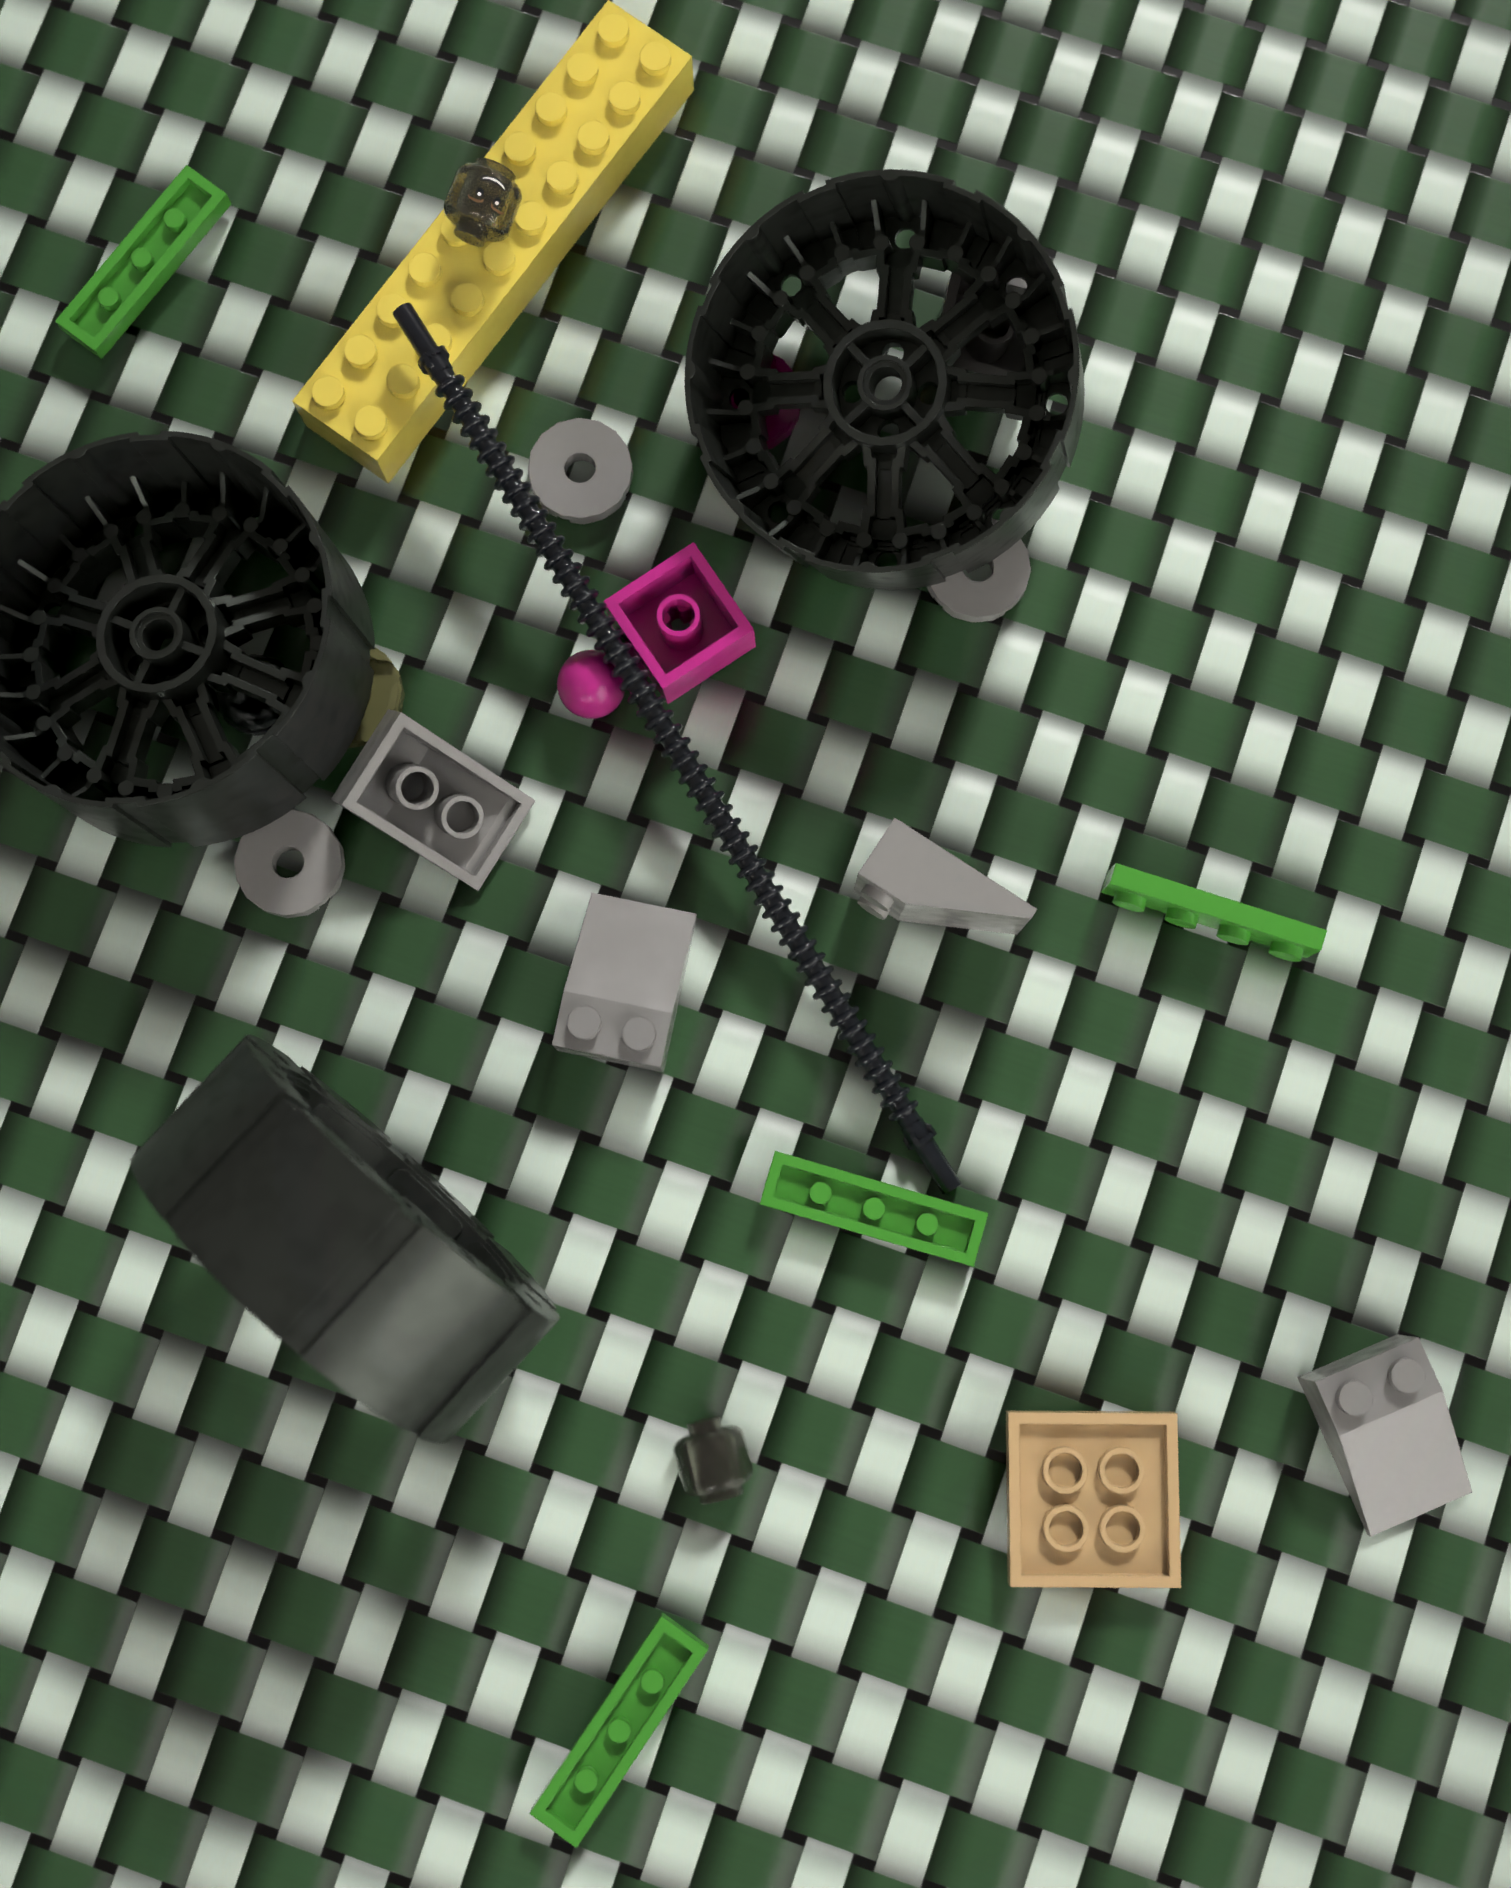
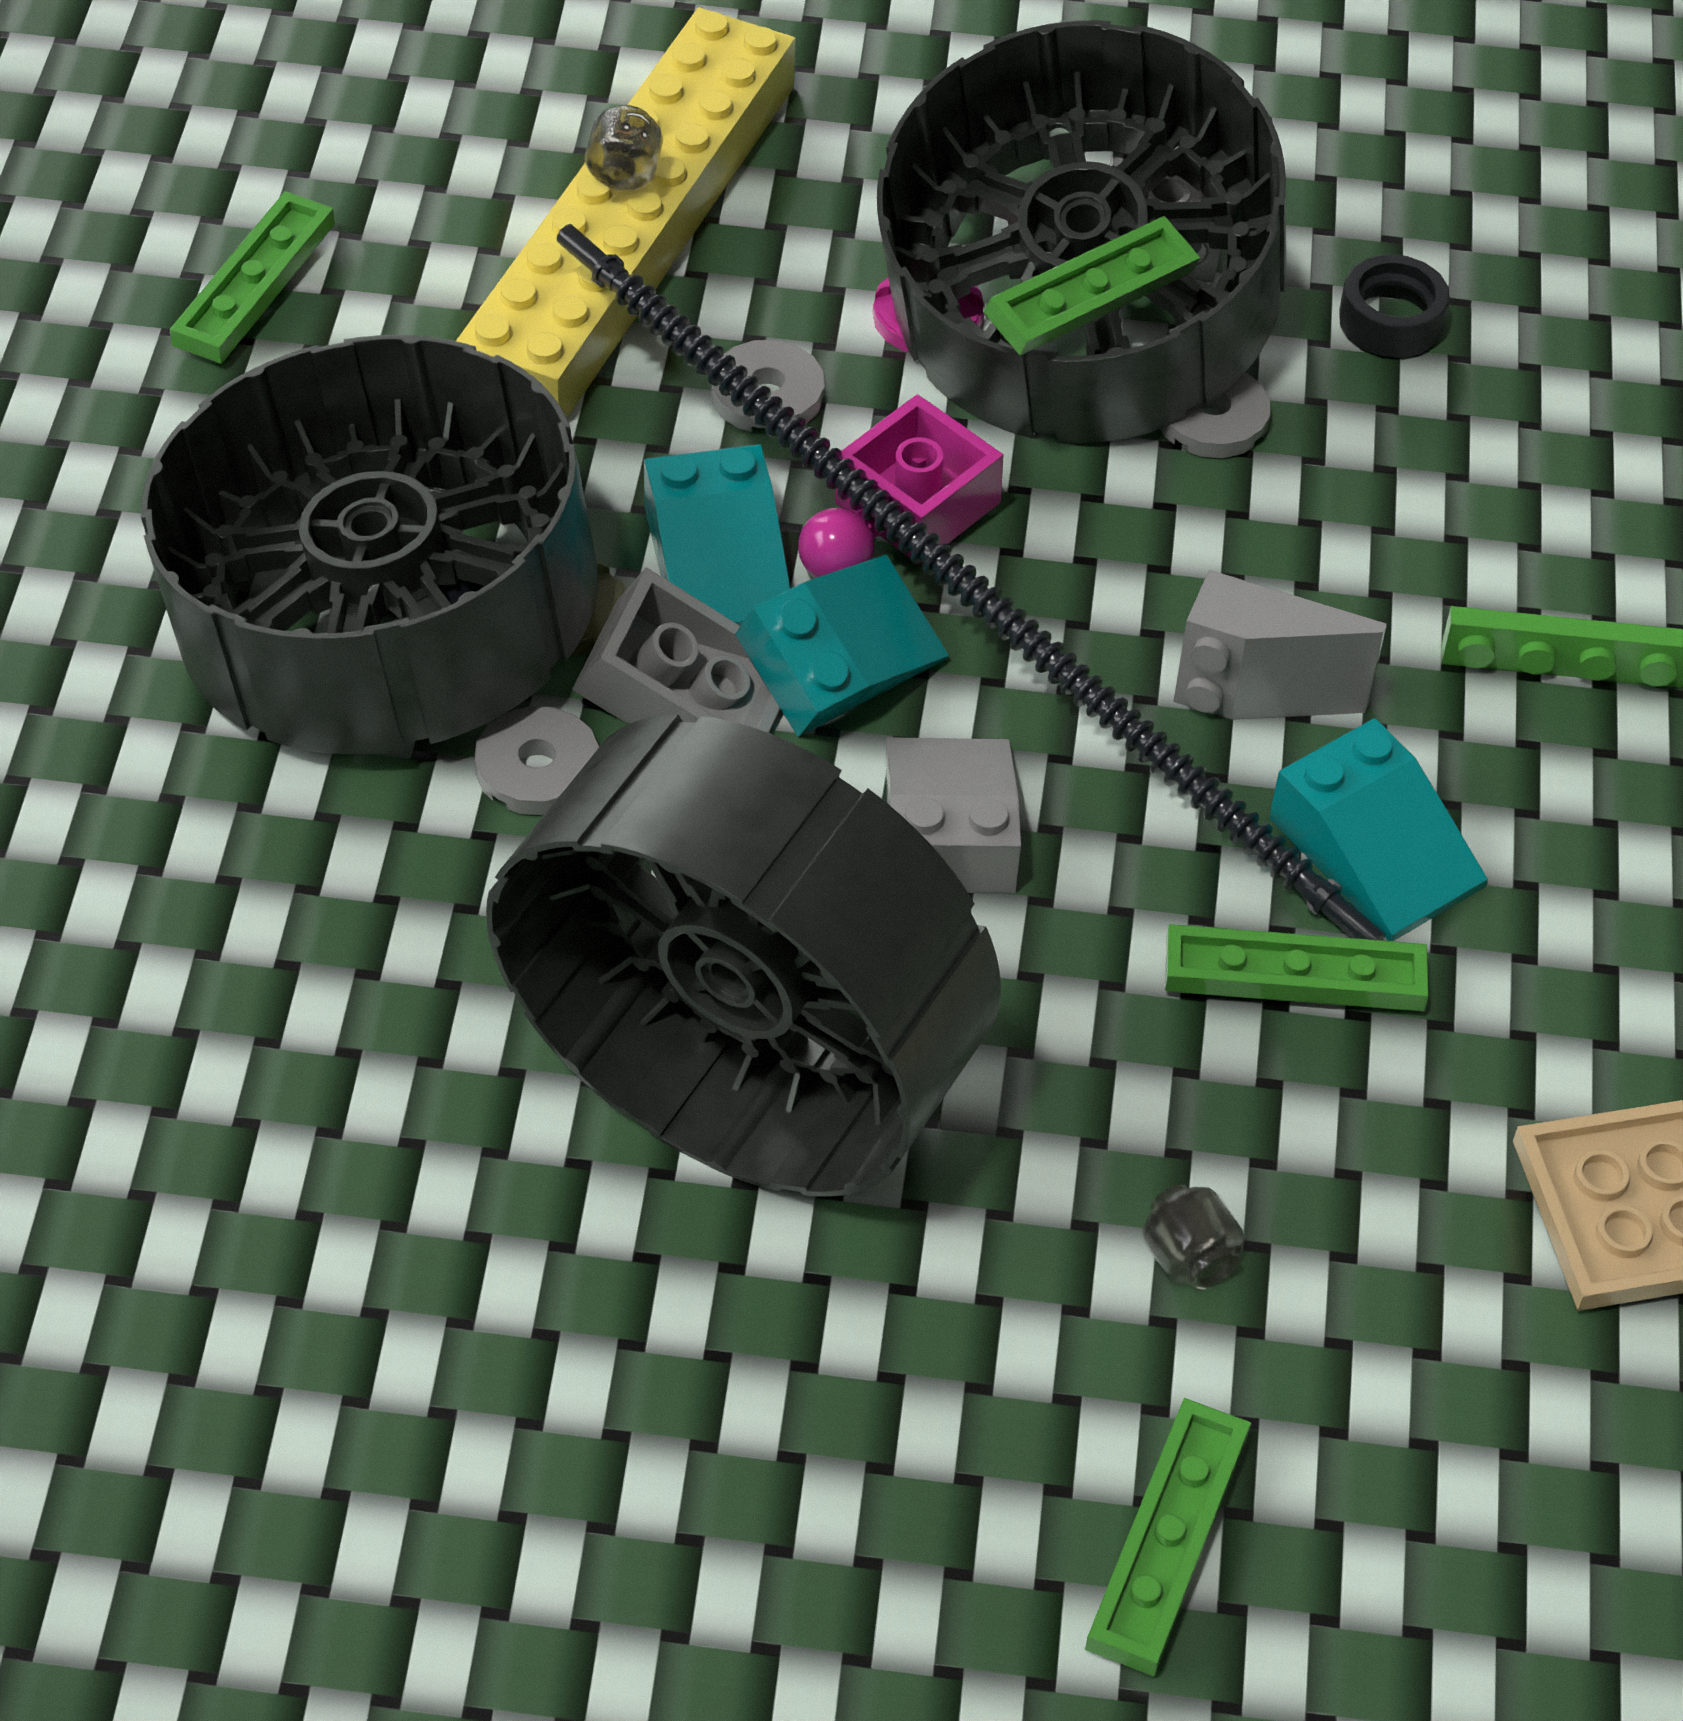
camera: 15 degrees left, 30 degrees down
(491, 655) = (717, 527): none -> teal slope
(572, 797) = (839, 642): none -> teal slope
(861, 493) = (1091, 285): none -> bright green plate
(985, 1083) = (1376, 829): none -> teal slope
(1190, 439) = (1389, 334): none -> black tyre

